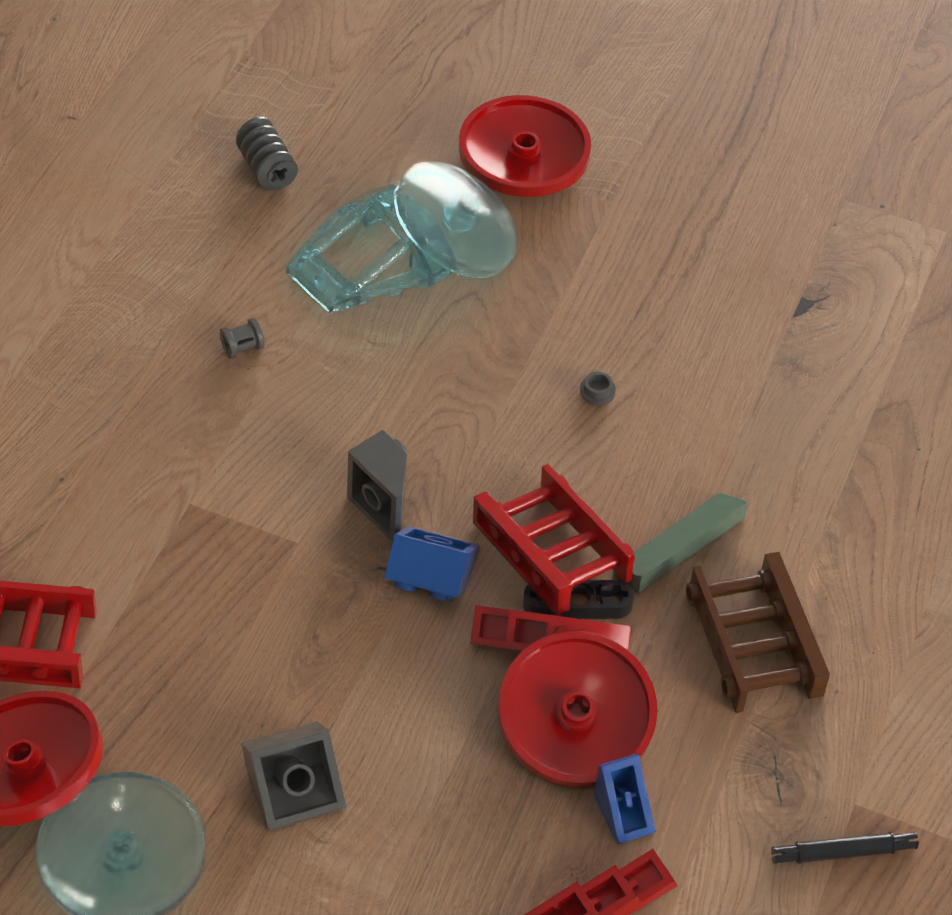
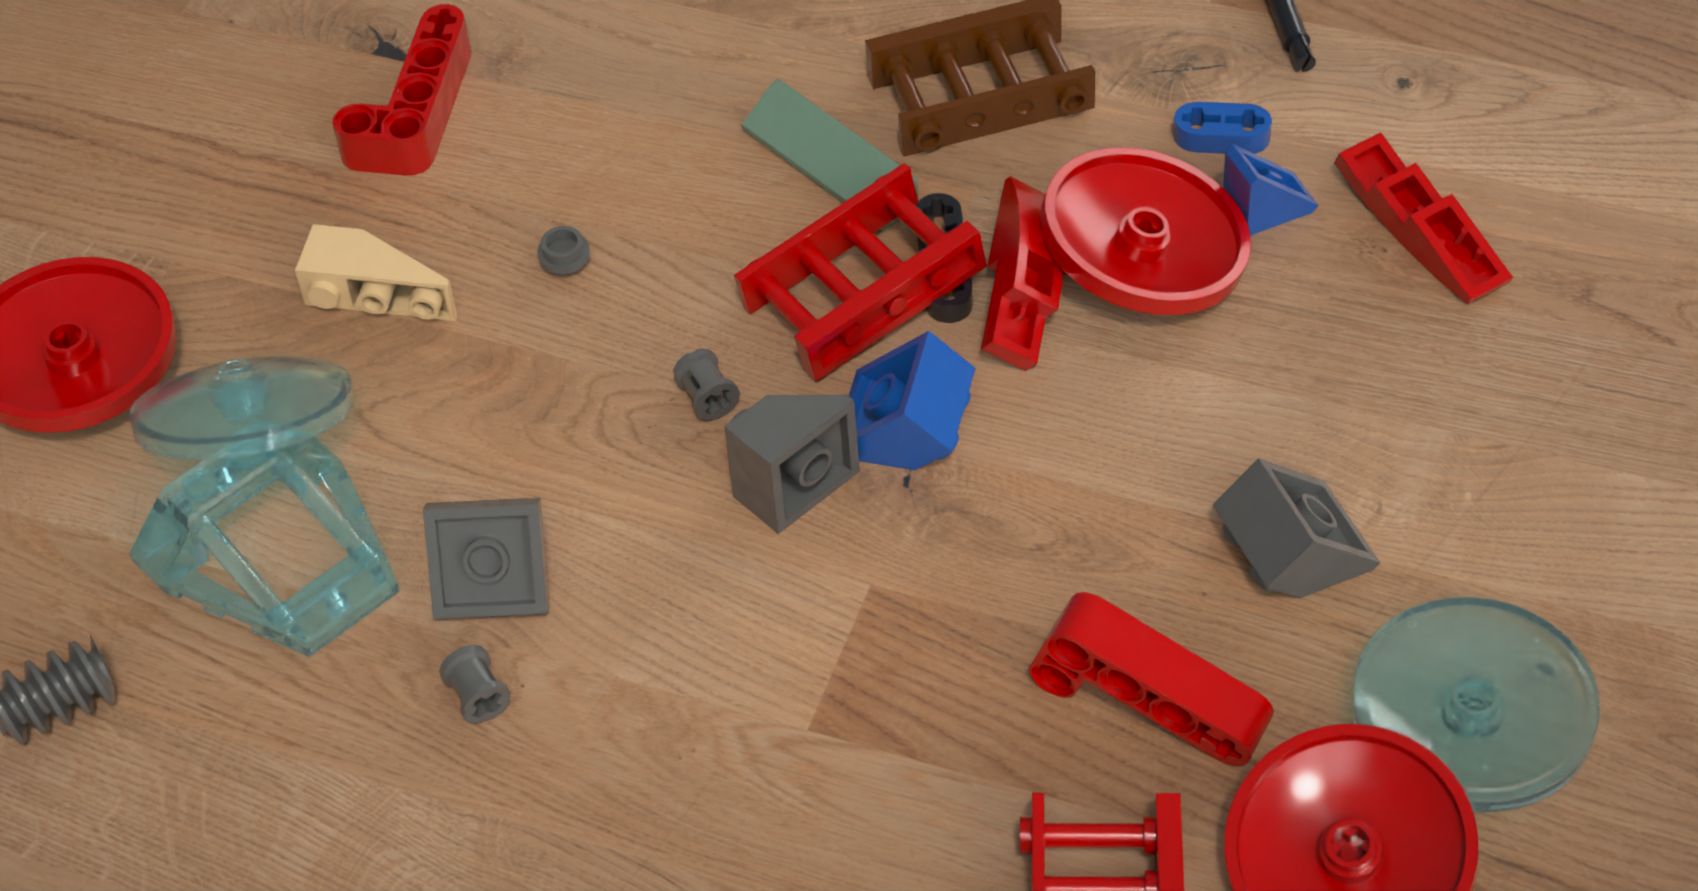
camera: 85 degrees left, 0 degrees up
(172, 666) = (1152, 677): none -> red beam
(326, 336) = (486, 558): none -> dark grey tile
(467, 456) = (706, 384): none -> dark grey bush
(580, 288) = (365, 274): none -> tan slope
(695, 786) = (1221, 127): none -> blue beam
(746, 313) = (410, 129): none -> red beam

